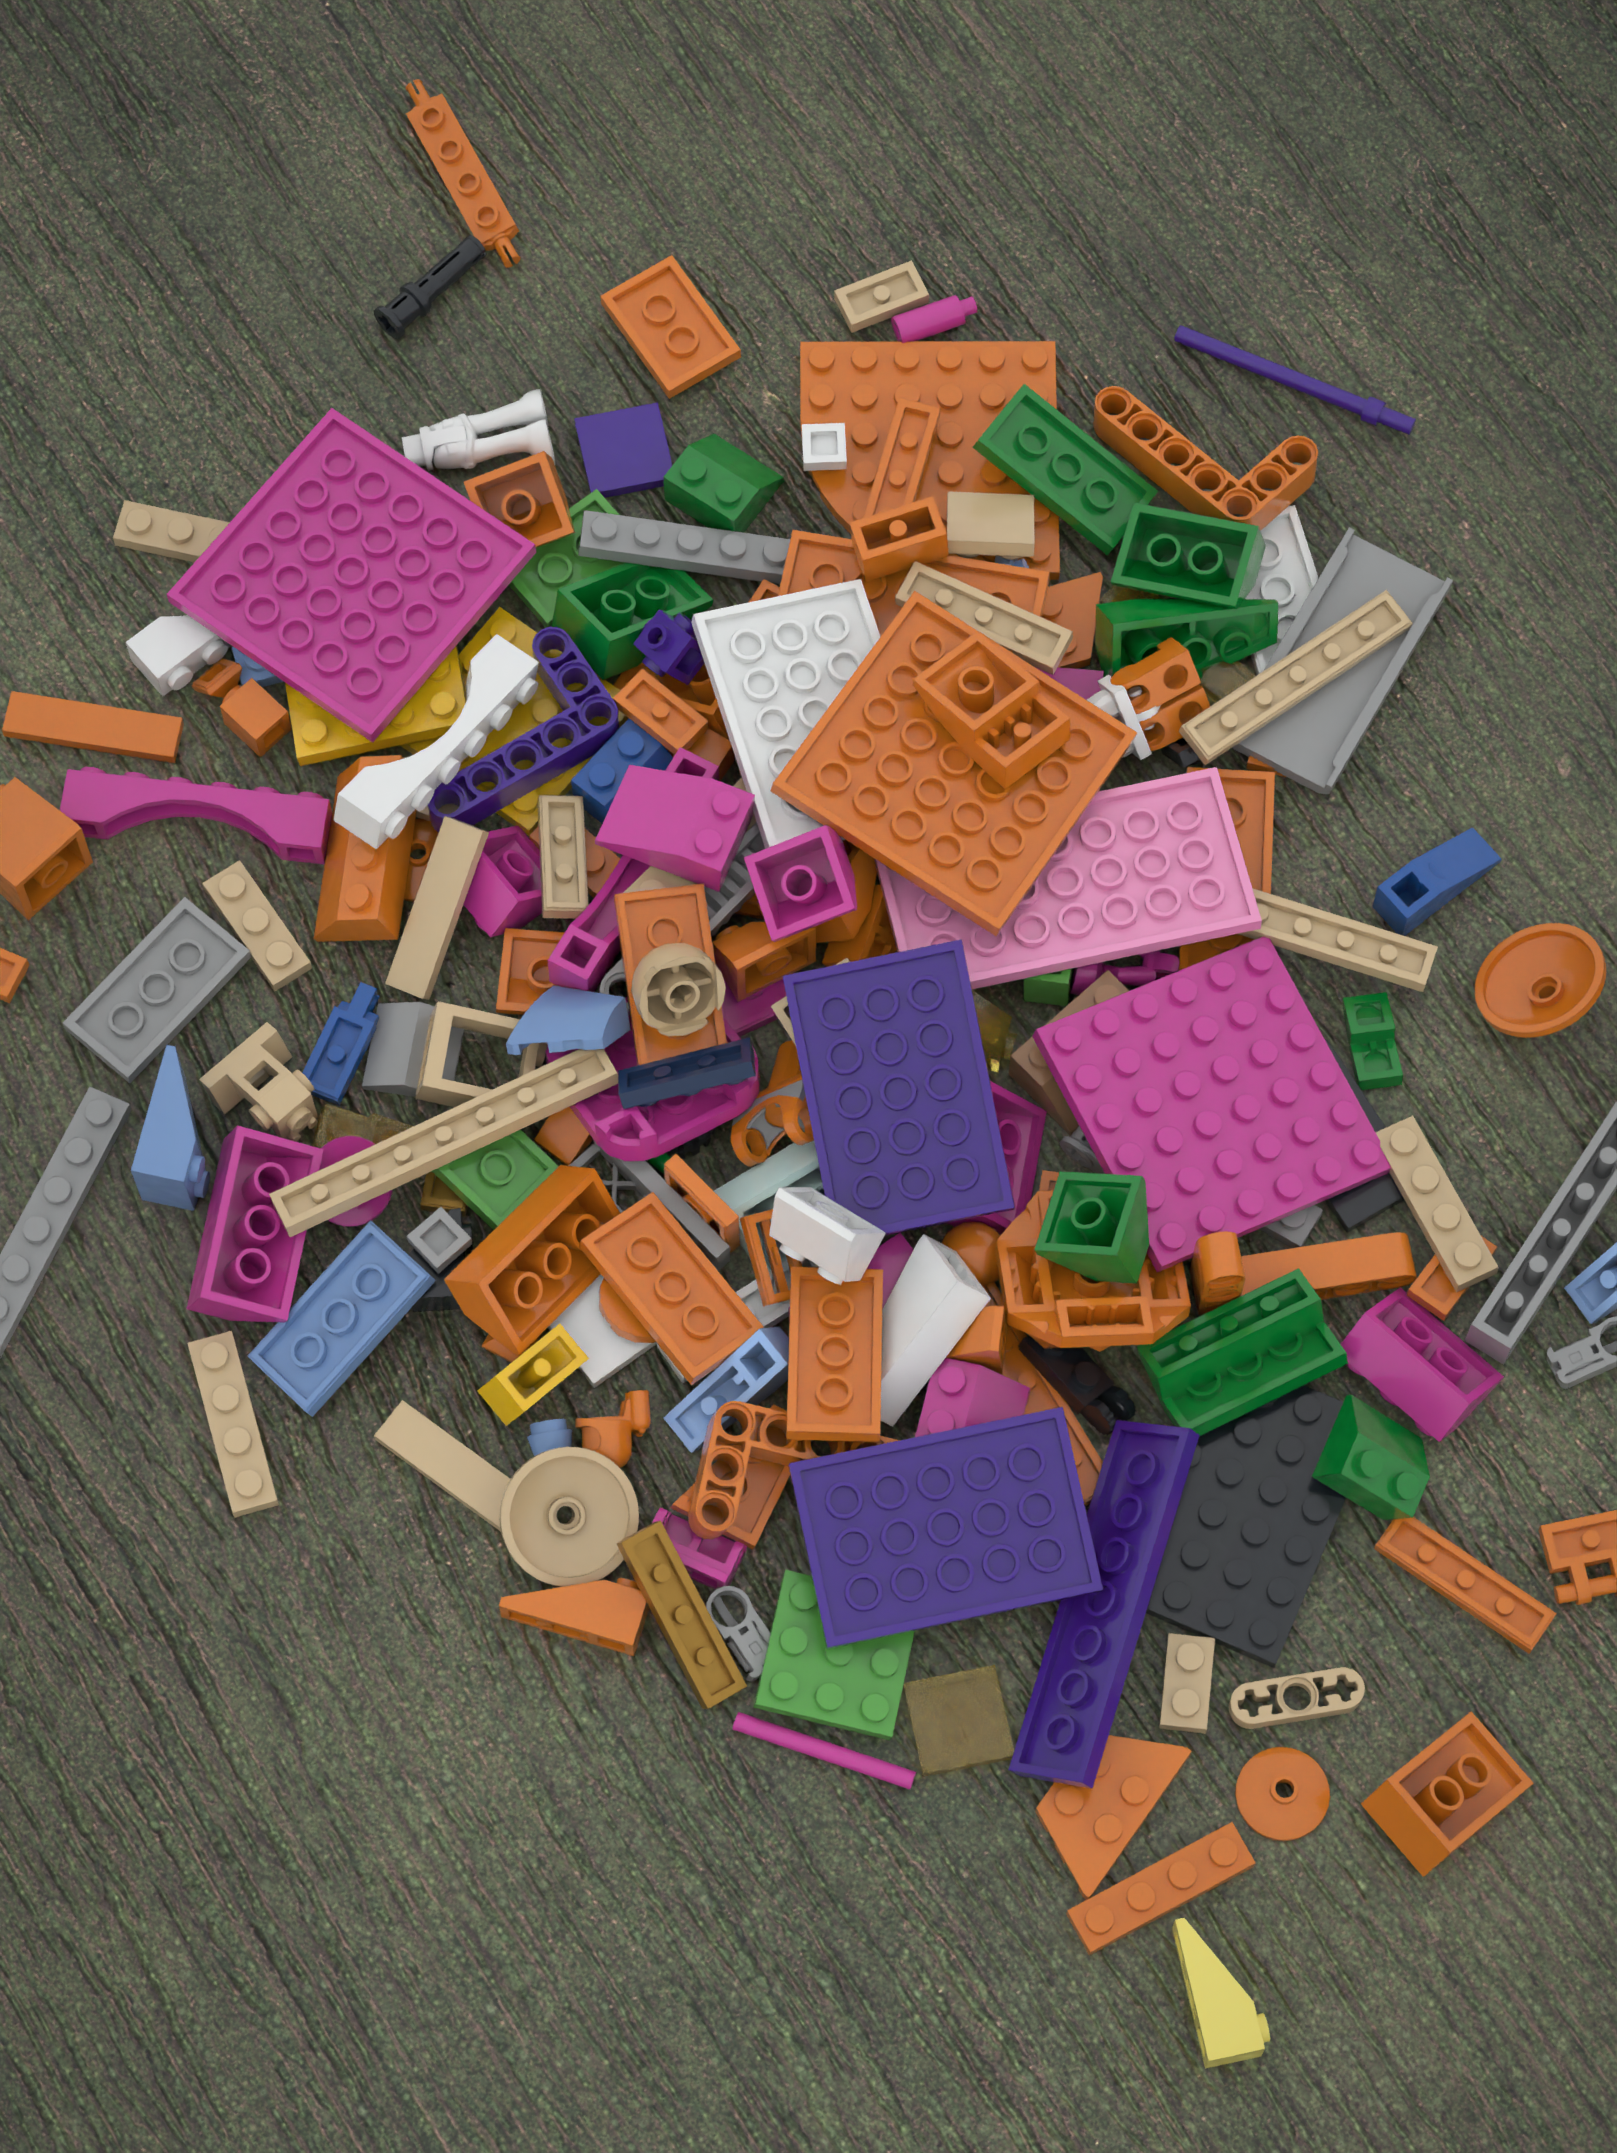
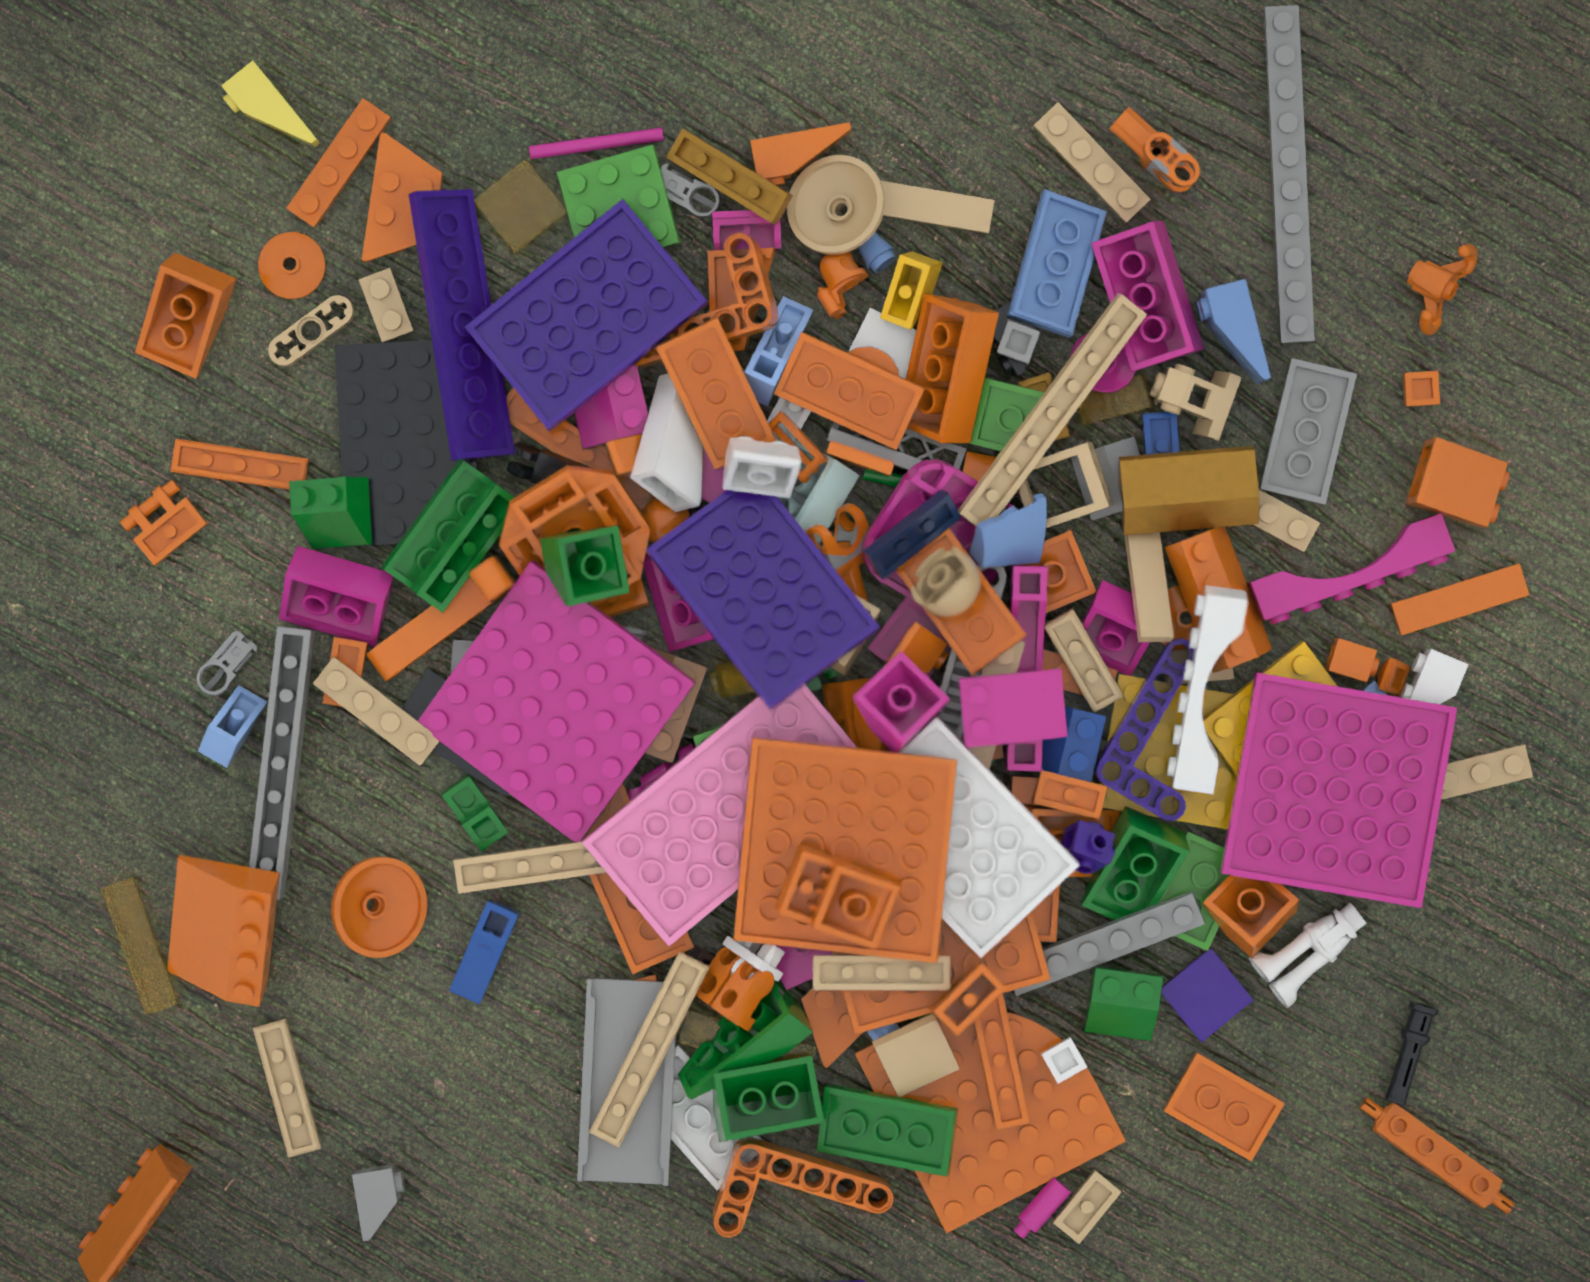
camera: 155 degrees right, 20 degrees up
(149, 1386) = (1144, 138): none -> orange connector
(333, 980) = (1189, 490): none -> pearl gold slope

